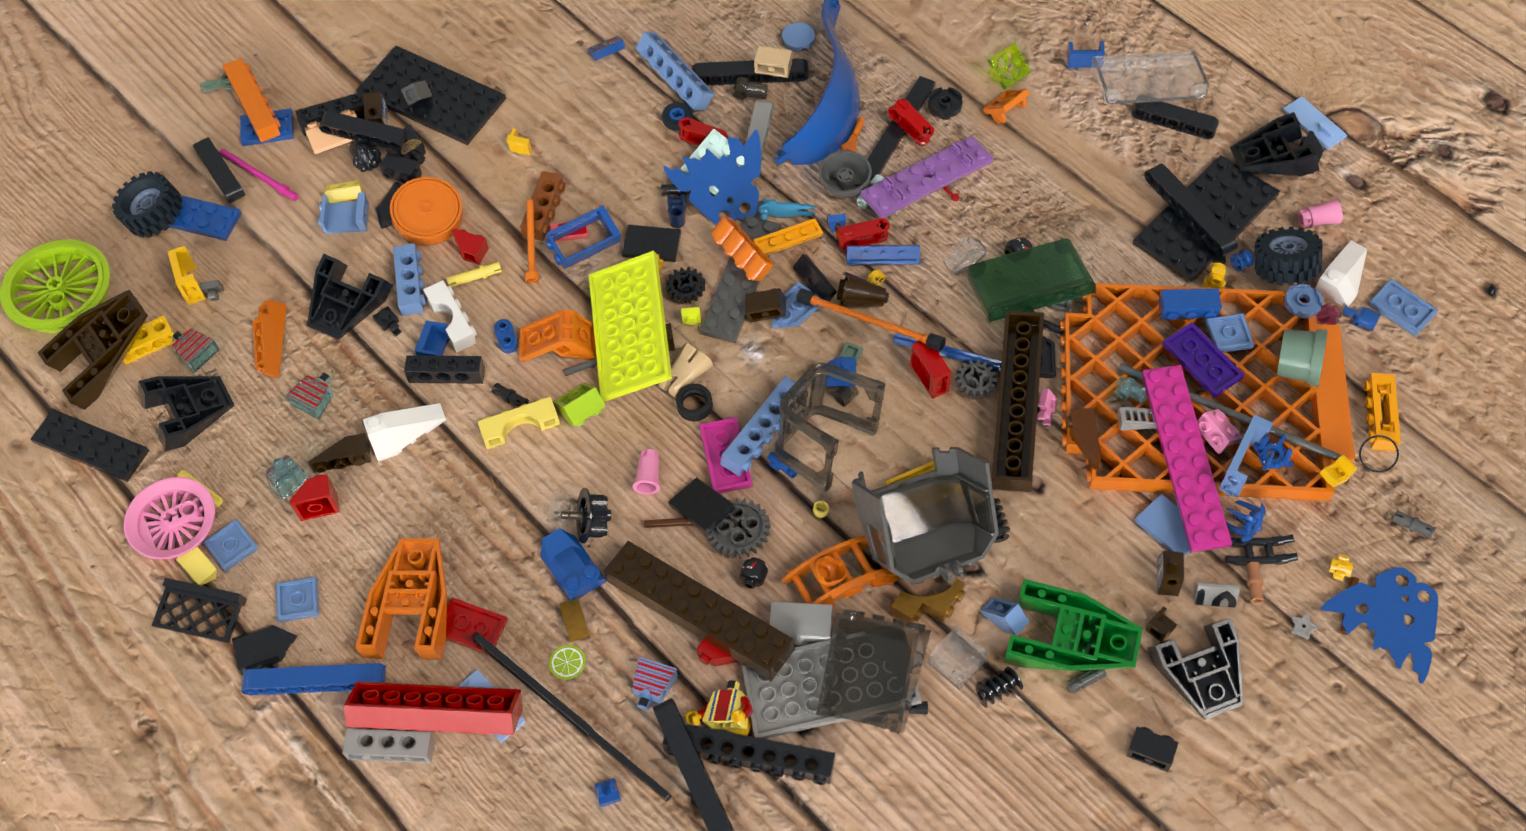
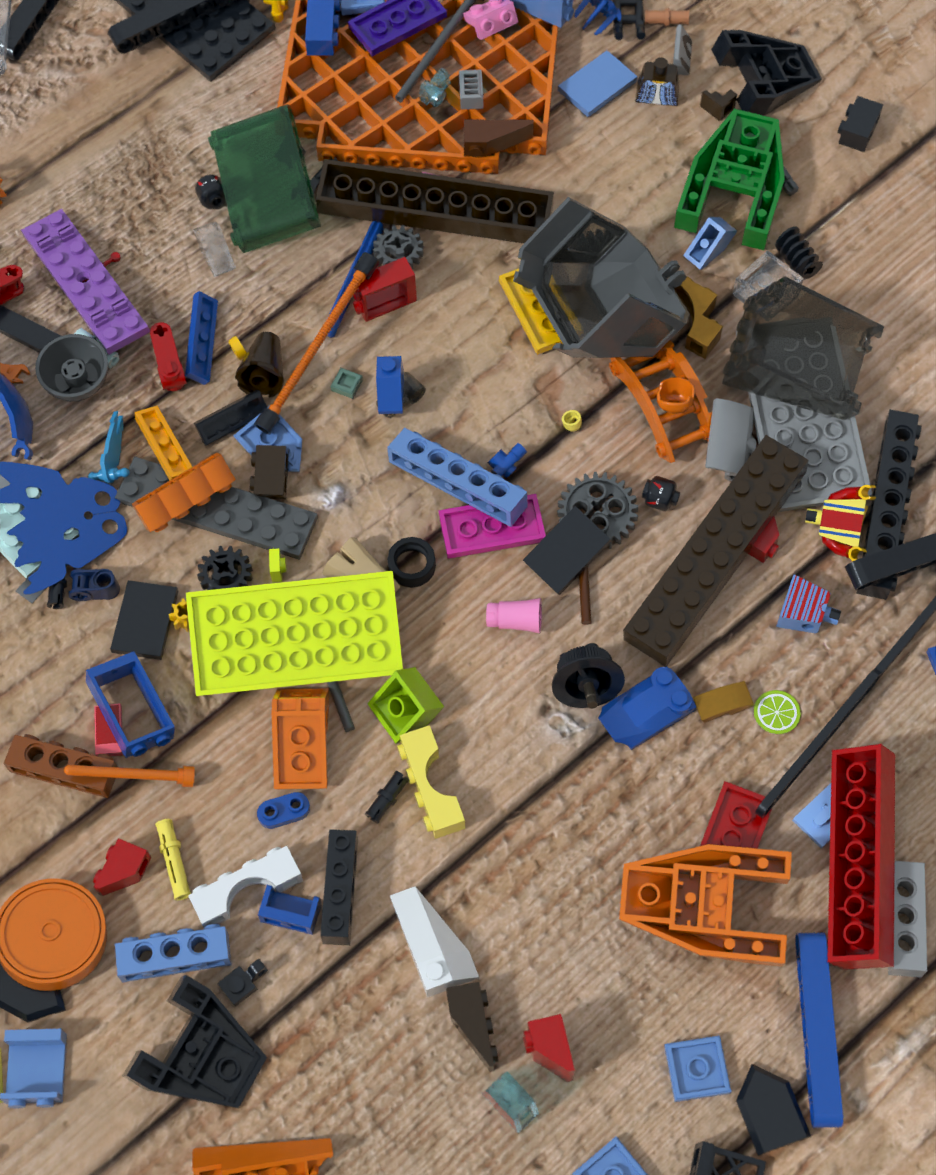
camera: 90 degrees left, 5 degrees up
(311, 395) = (369, 1080): clear light blue torso -> none
(795, 414) = (439, 403): clear smoke windscreen -> none
(834, 219) = (138, 389): blue tile -> none
(1186, 459) = (522, 49): dark pink plate -> none

